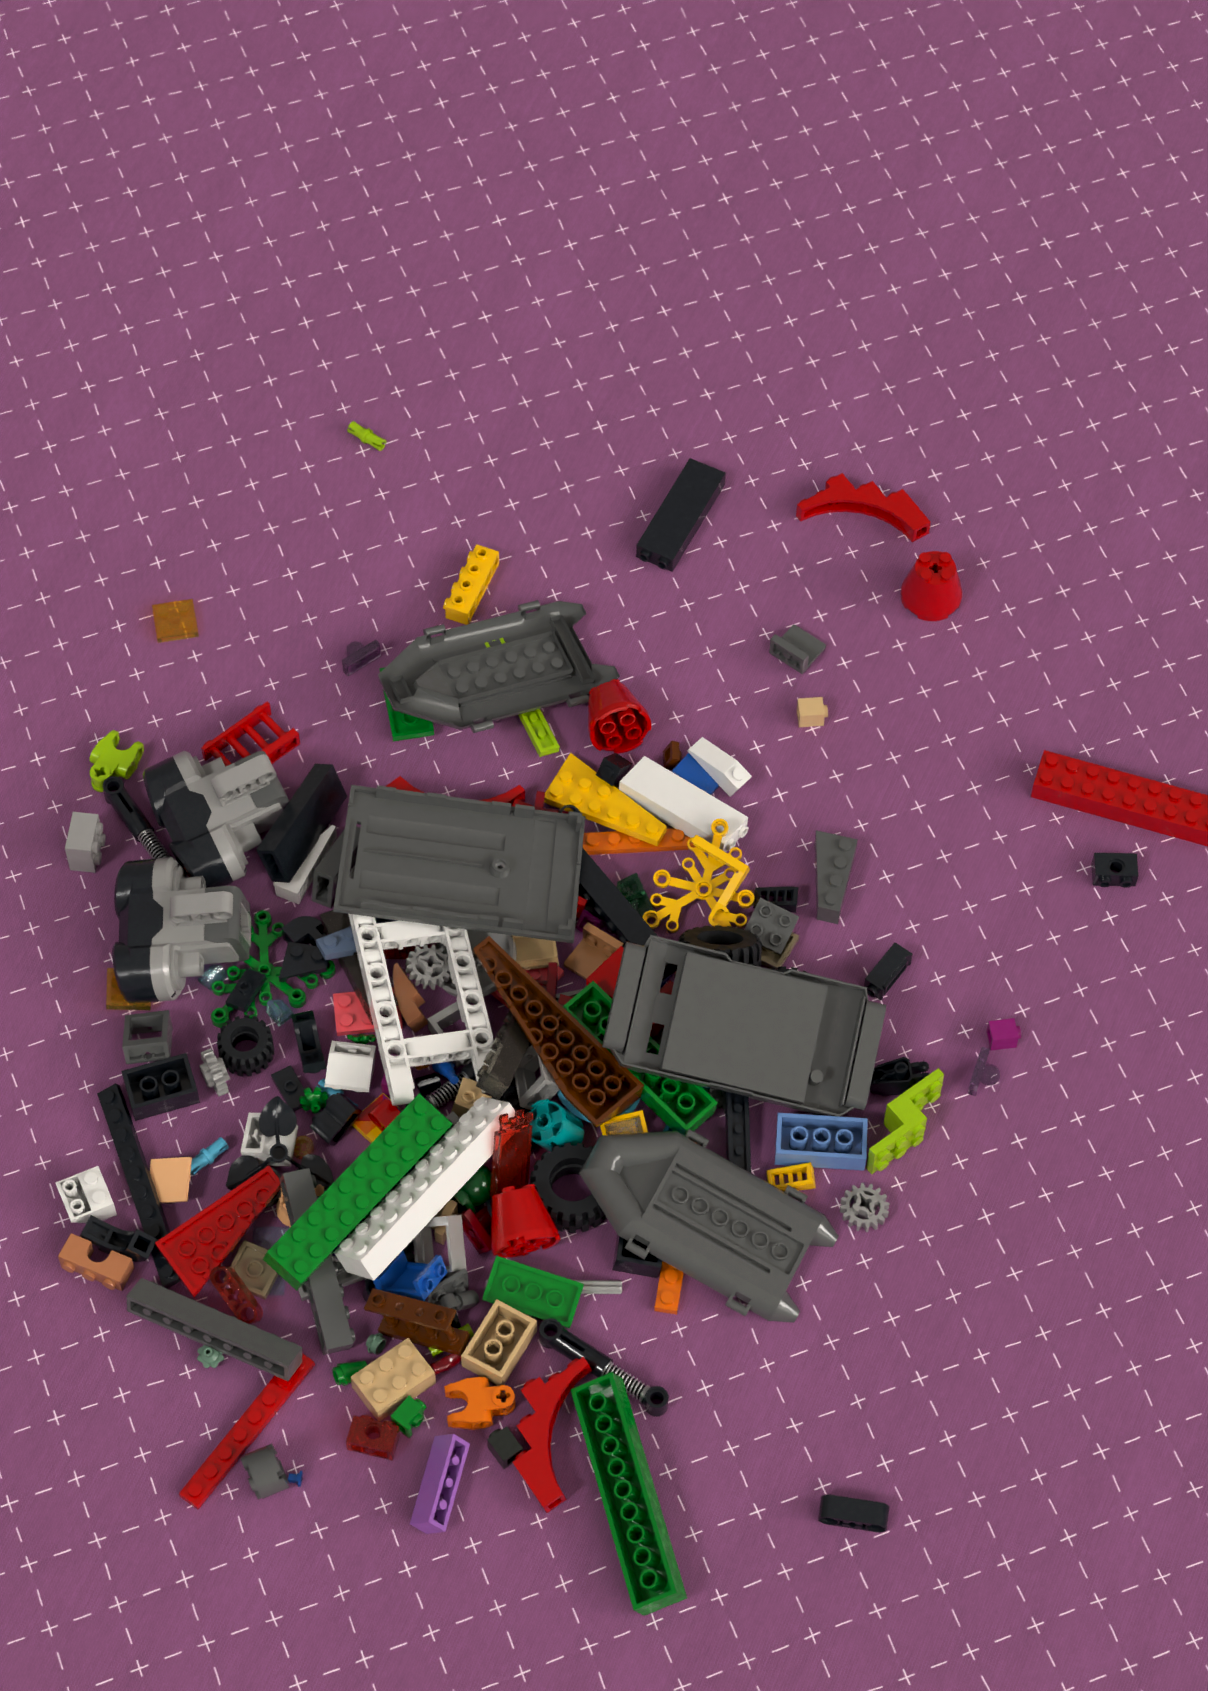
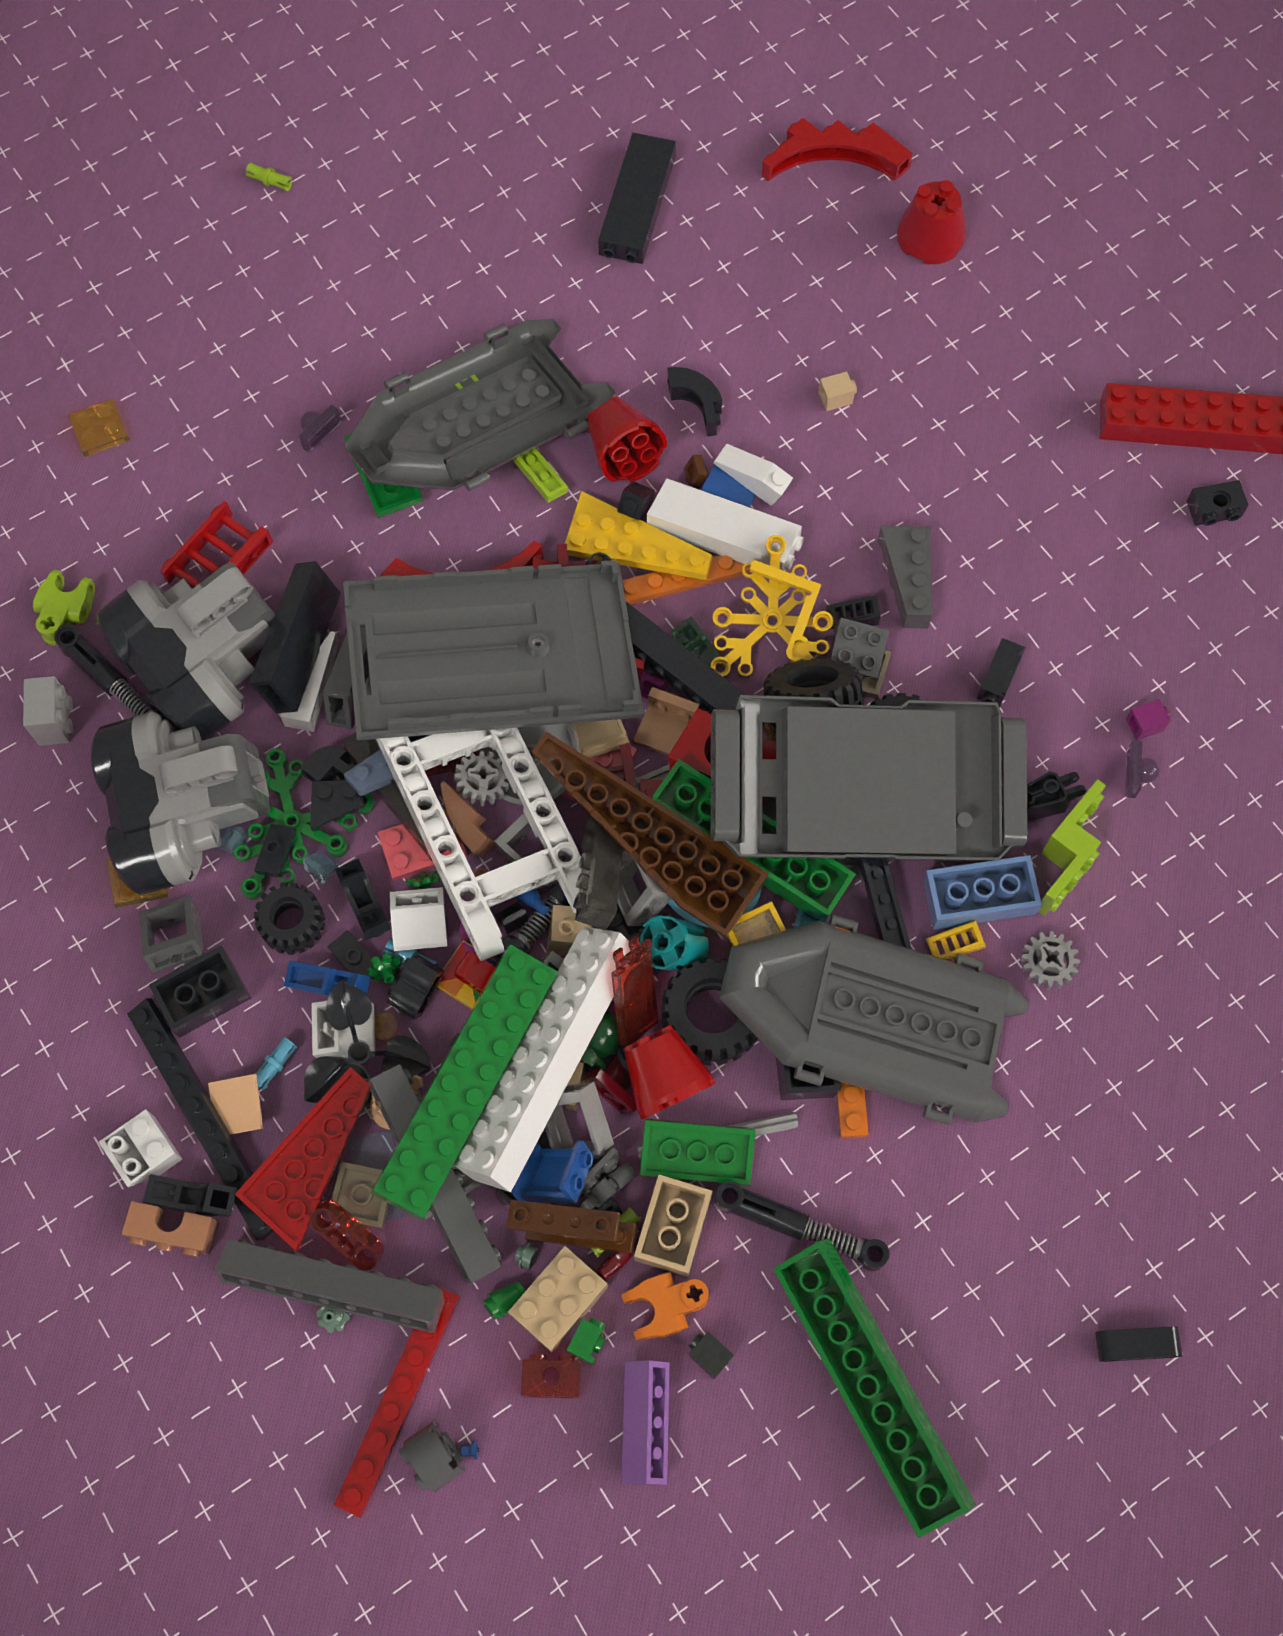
camera: 10 degrees left, 10 degrees up
(214, 1072) = (260, 960): light grey gear -> none
(257, 1096) = (321, 979): none -> blue slope
(471, 584) = (425, 321): yellow brick -> none
(537, 1429) = (754, 1371): red arch -> none
(690, 686) = (699, 390): none -> black arch
(796, 648) = (802, 322): dark grey bracket -> none

